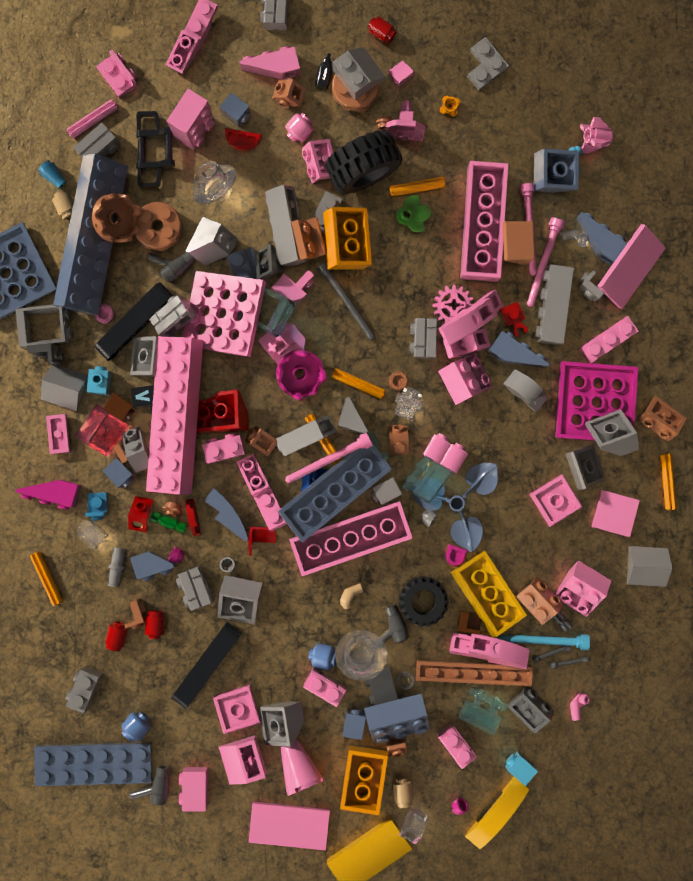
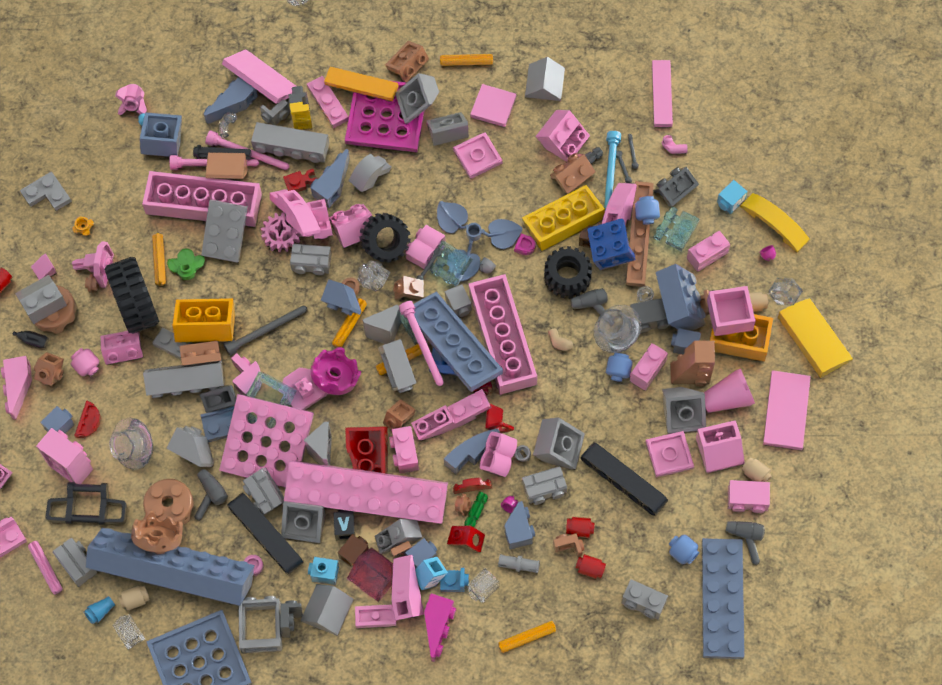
camera: 85 degrees left, 20 degrees down
(32, 204) = (128, 631): none -> clear brick
(76, 461) = (405, 589): none -> bright pink slope
(98, 482) = (430, 573): none -> medium azure brick
(218, 366) = (319, 444): none -> light grey slope
(220, 797) = (756, 471): none -> tan brick
(221, 541) = (498, 454): none -> bright pink brick
(324, 734) = (694, 365): none -> nougat wedge
(377, 774) = (731, 311): none -> bright pink piece
(380, 374) = (340, 296): none -> sand blue slope
(436, 418) = (398, 243): none -> black tyre
(436, 467) = (437, 252): none -> dark grey hinge
(447, 247) = (224, 230): none -> light grey plate
(455, 643) = (610, 244): none -> blue bracket
(496, 681) = (647, 210): none -> medium blue head
(539, 235) = (202, 152): none -> black axle
(594, 310) = (300, 108): none -> yellow hips
(628, 373) = (361, 83): none -> light orange tile
(641, 691) = (662, 93): none -> bright pink tile

